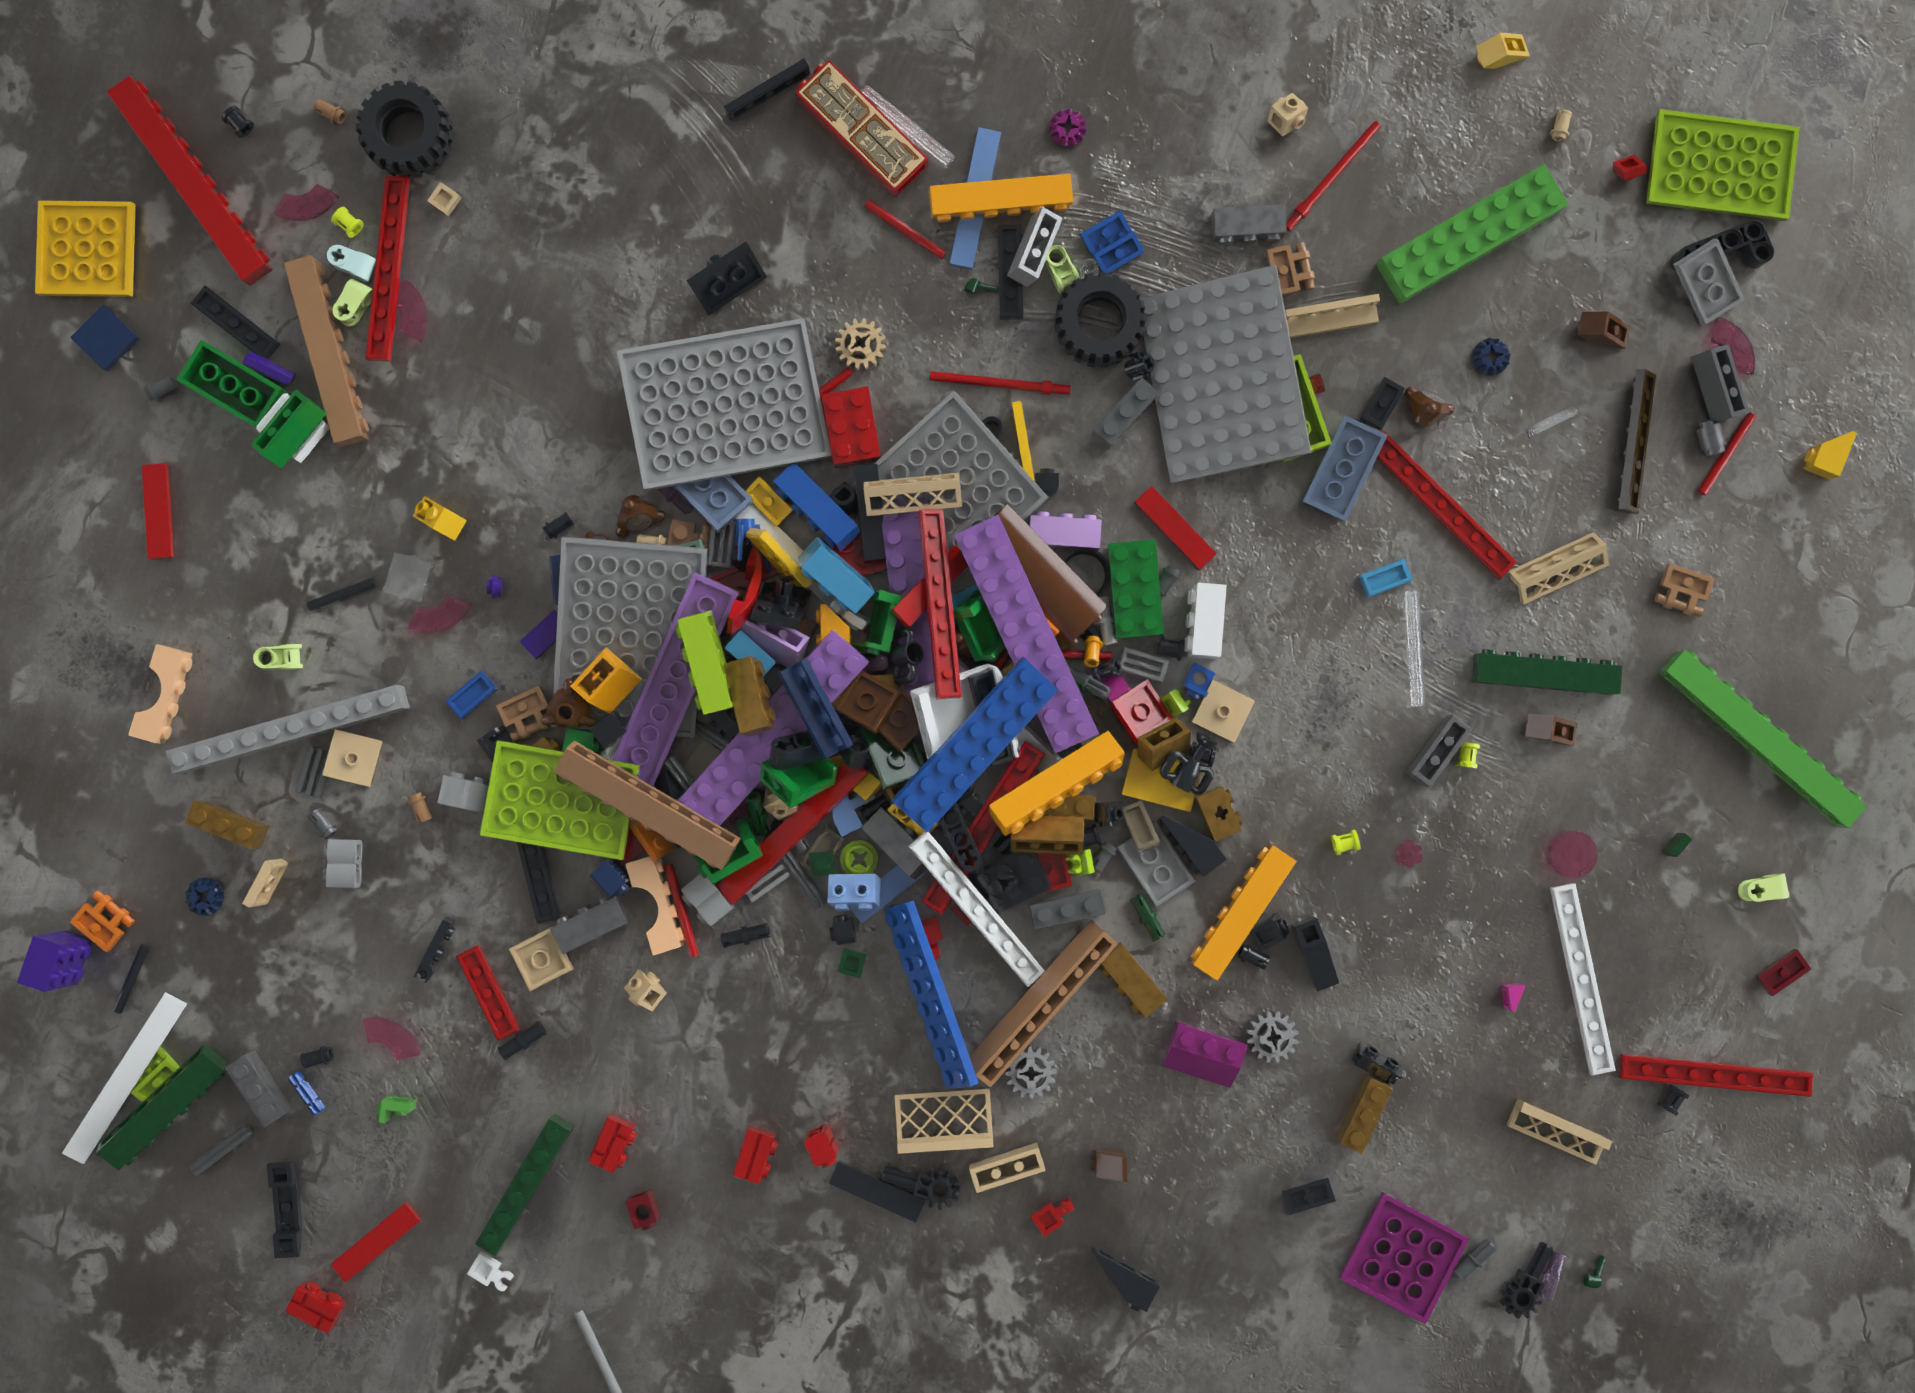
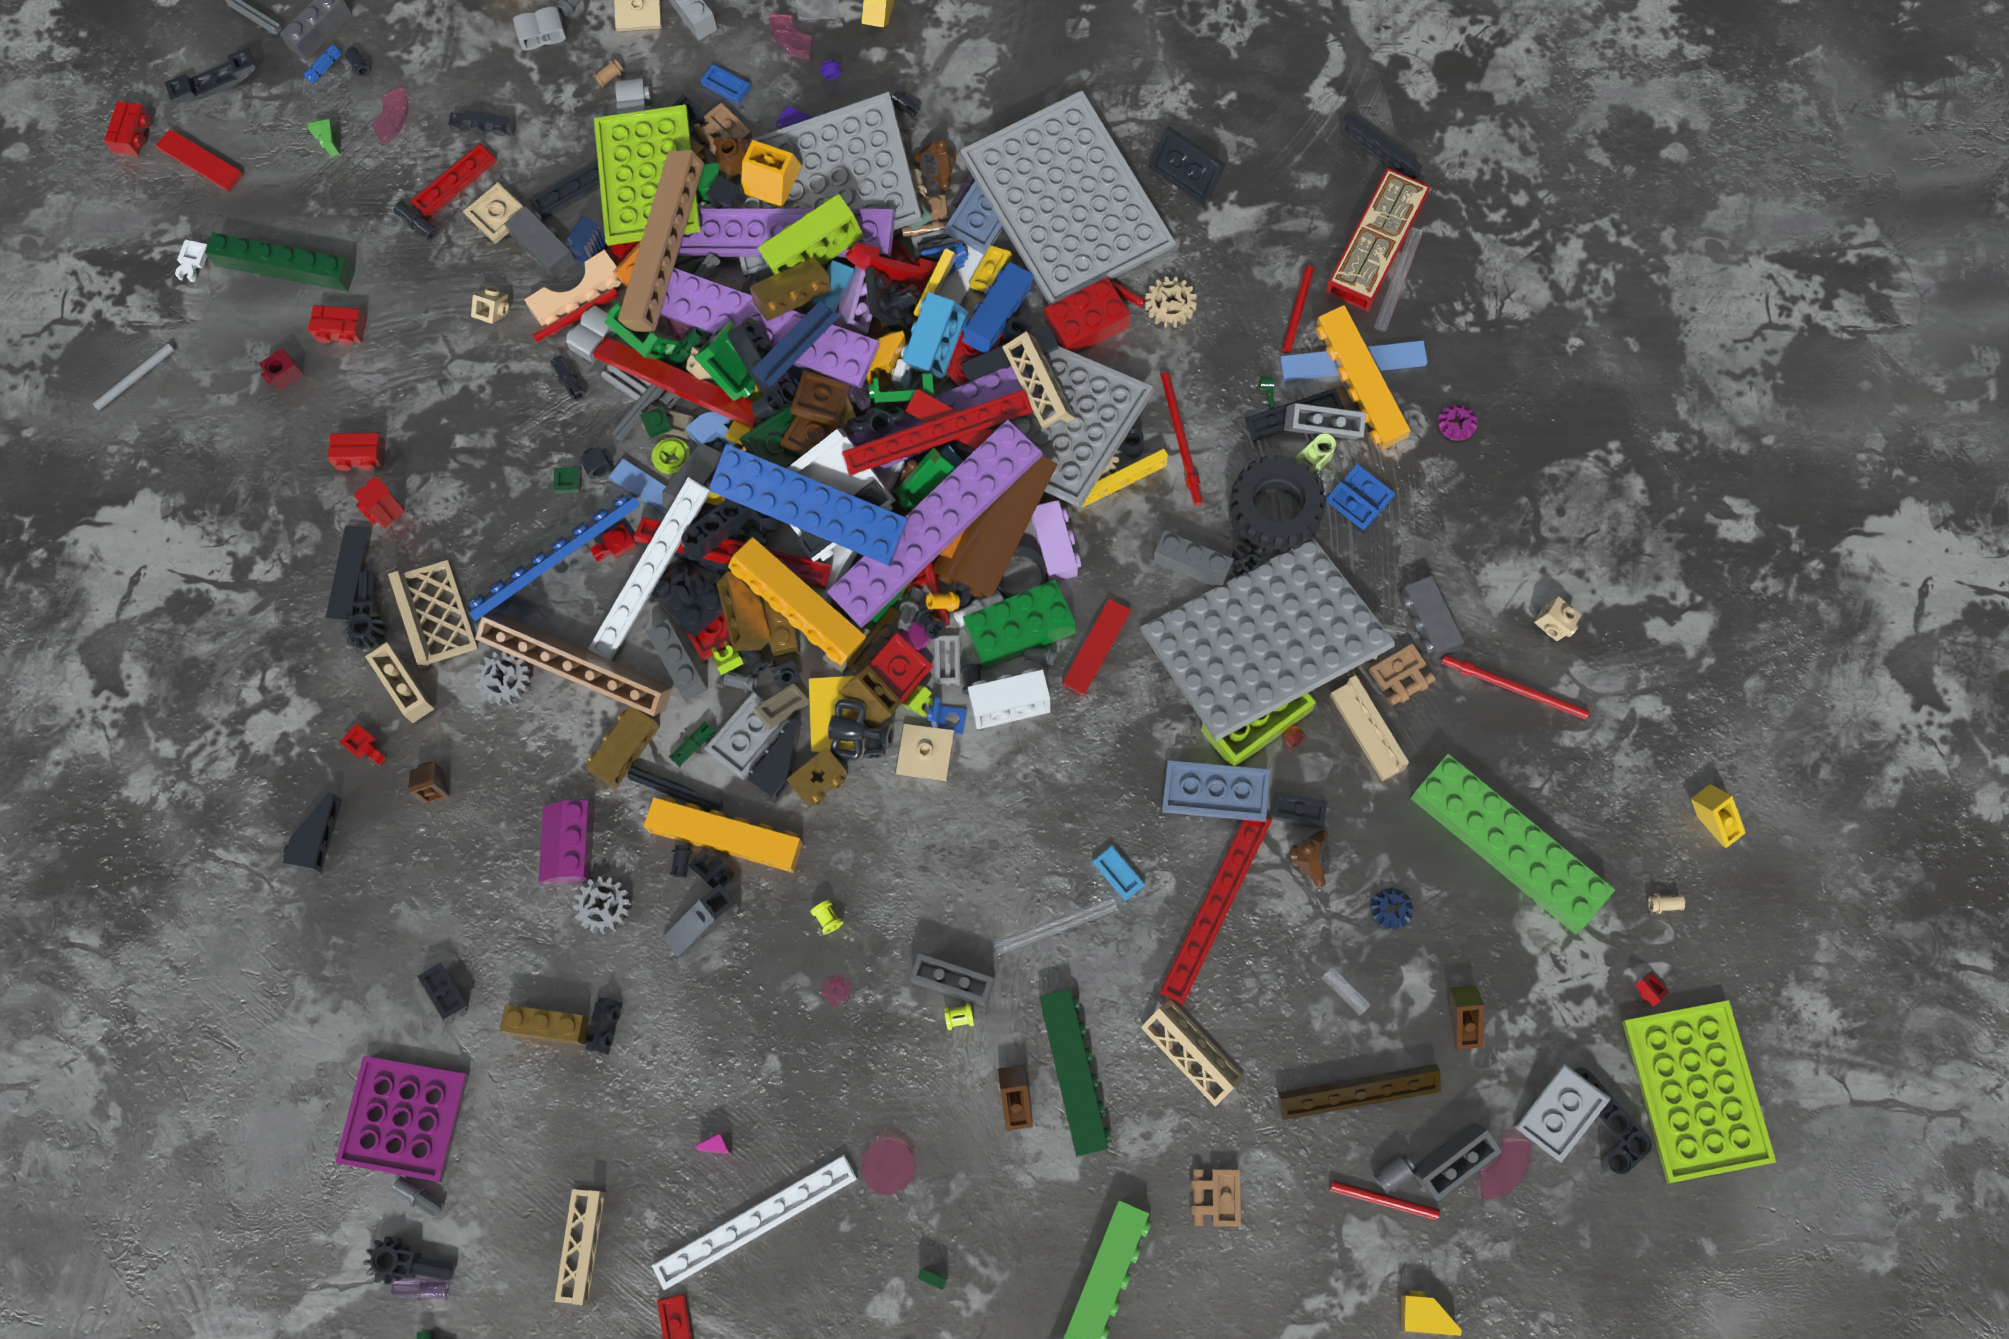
camera: 75 degrees right, 15 degrees down
(854, 891) = (636, 456): light blue brick -> none
(1048, 481) = (1097, 510): black plate -> none
(1185, 943) = (674, 789): none -> black axle

